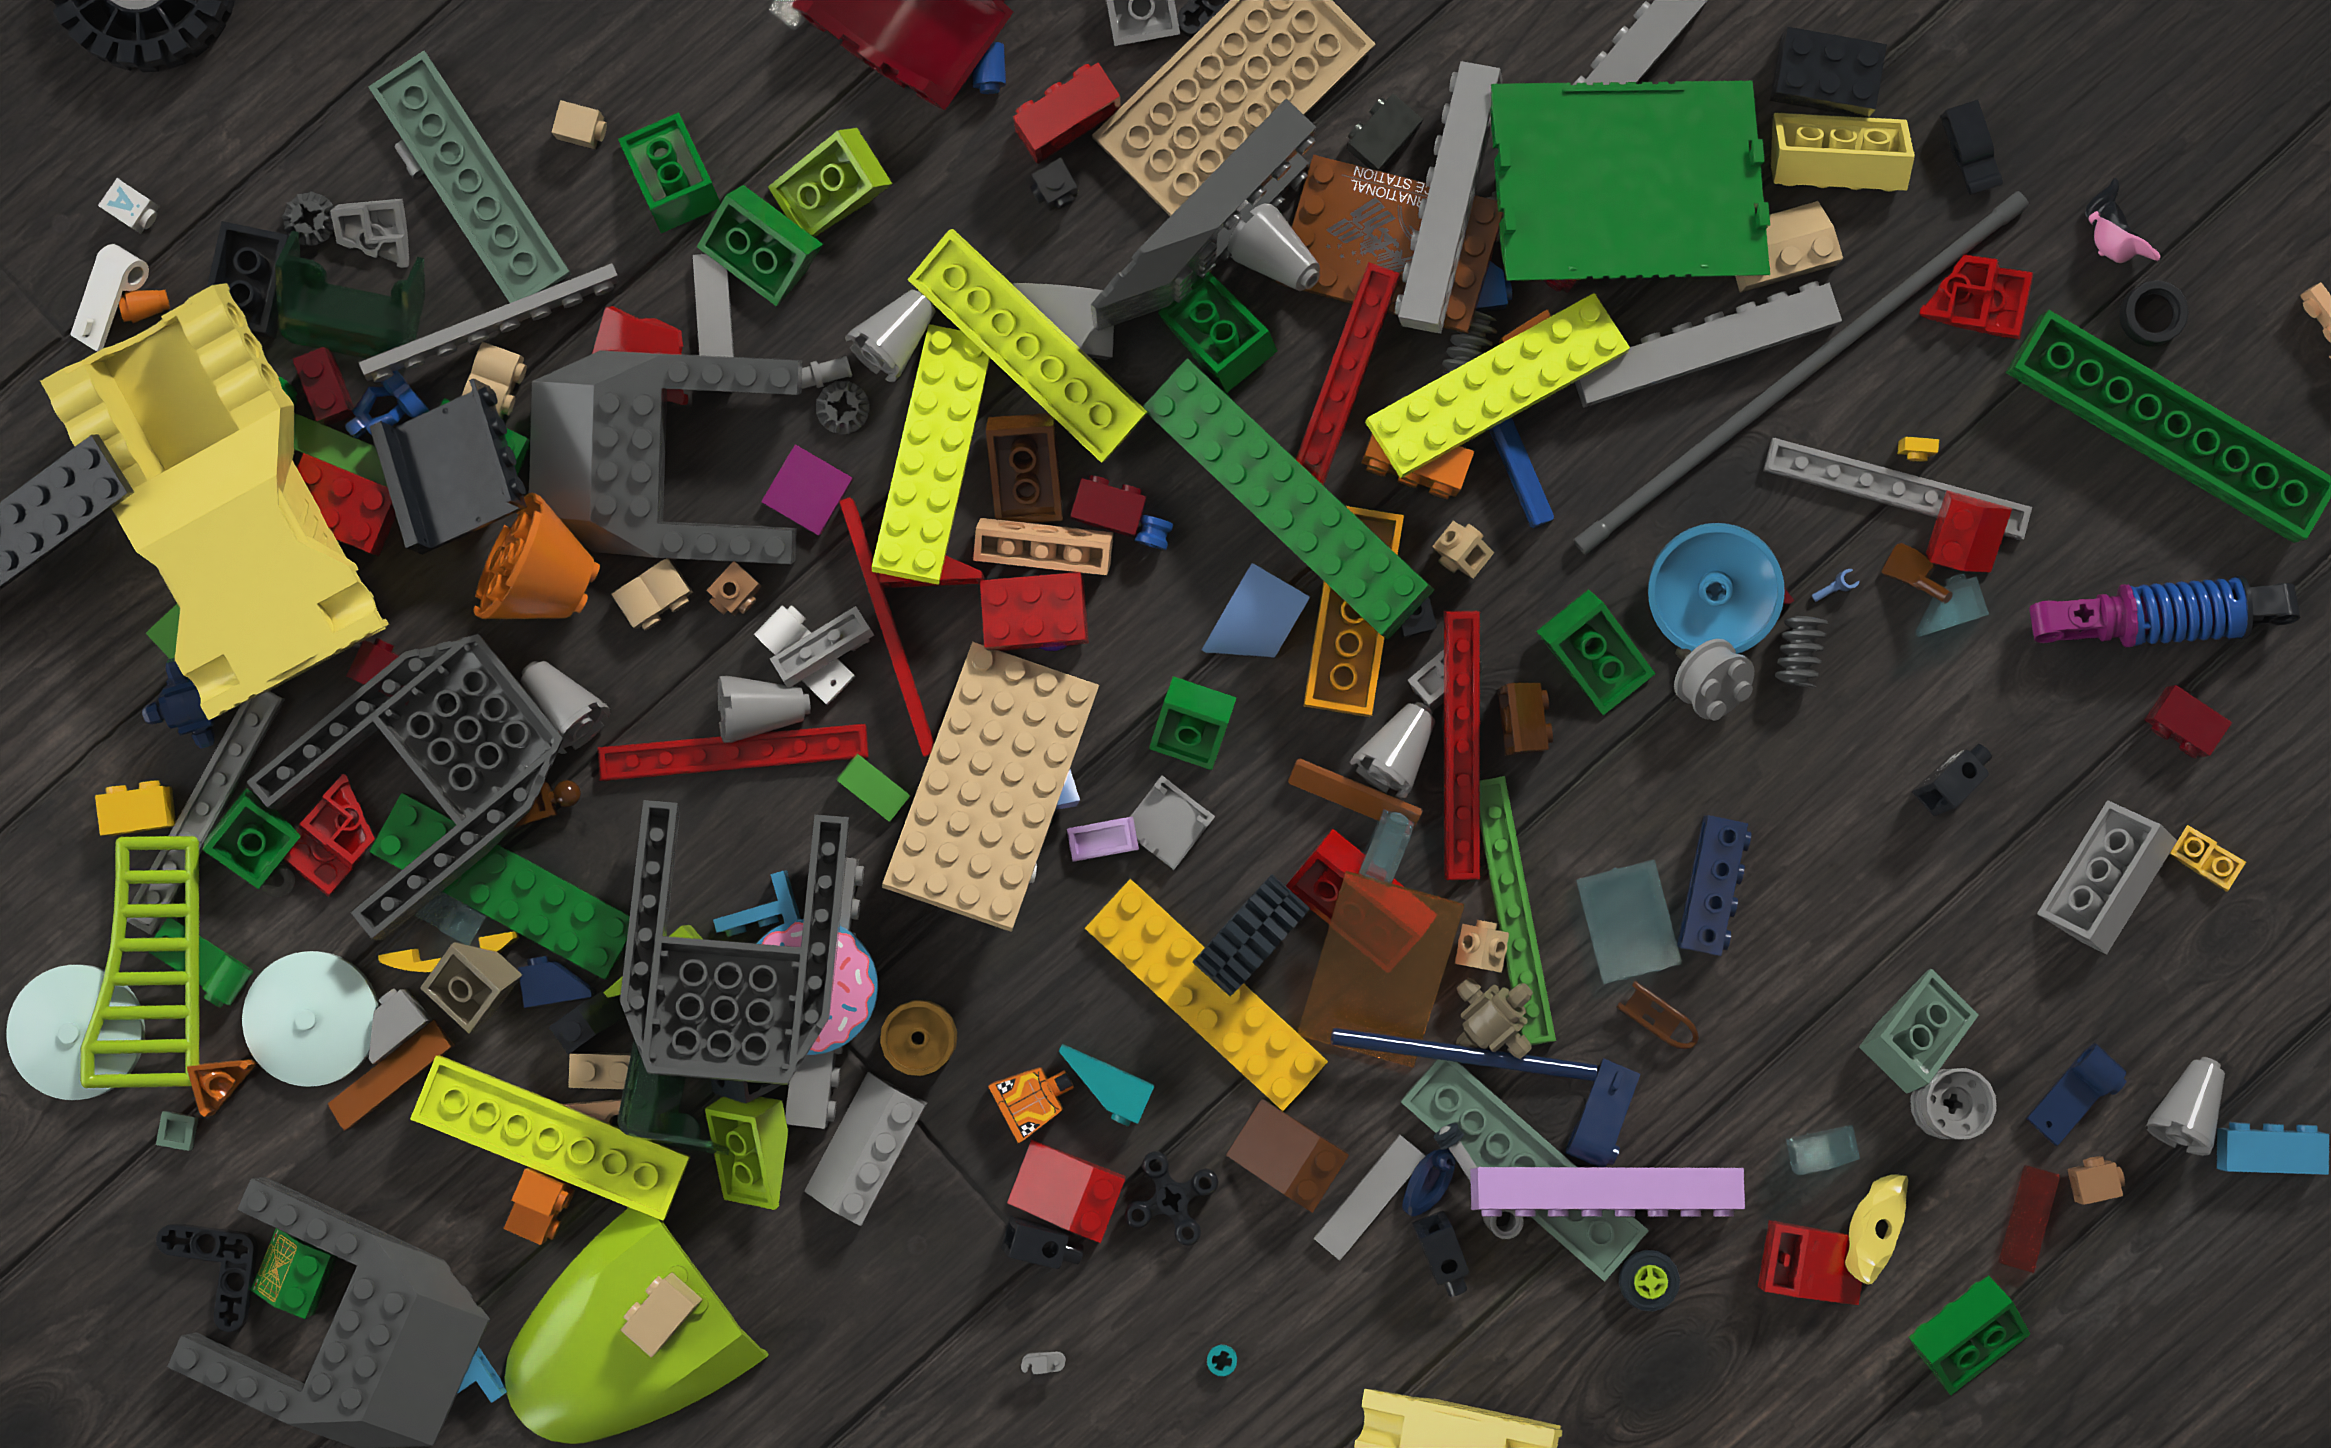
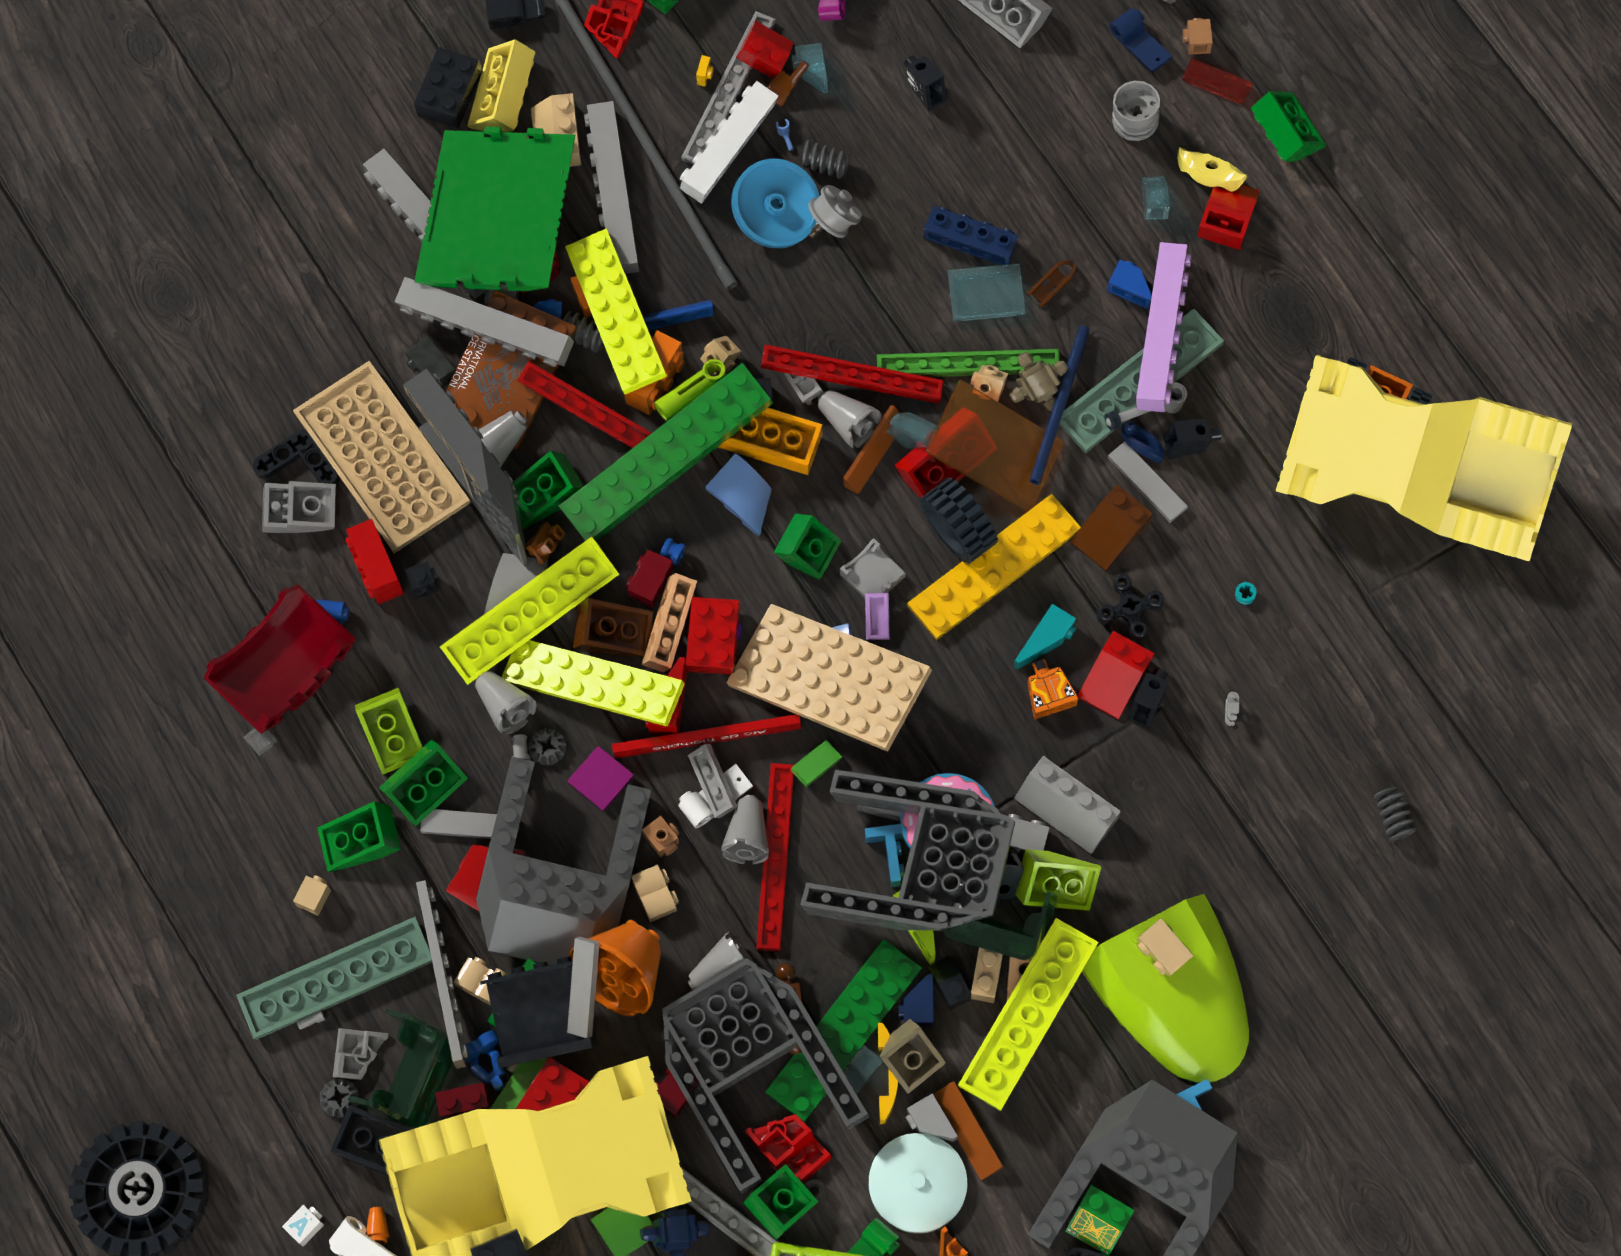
camera: 75 degrees left, 15 degrees down
(480, 521) = (583, 987): none -> light grey tile
(537, 1206) = (1073, 1035): orange brick -> none
(908, 1055) = (1000, 768): pearl gold wheel -> none
(1134, 347) = (545, 542): none -> dark orange hips
(1378, 506) = (690, 389): none -> lime piece
(1524, 718) = (840, 335): reddish brown slope -> none
(1596, 651) = (802, 285): green slope -> none
(1603, 1115) = (1123, 329): dark blue door -> none
(1661, 1280) = (1232, 308): black wheel -> none
(1674, 1131) = (1130, 284): none -> blue slope
(1805, 504) = (728, 142): none -> white brick
(1919, 1032) = (1087, 127): sand green slope -> none

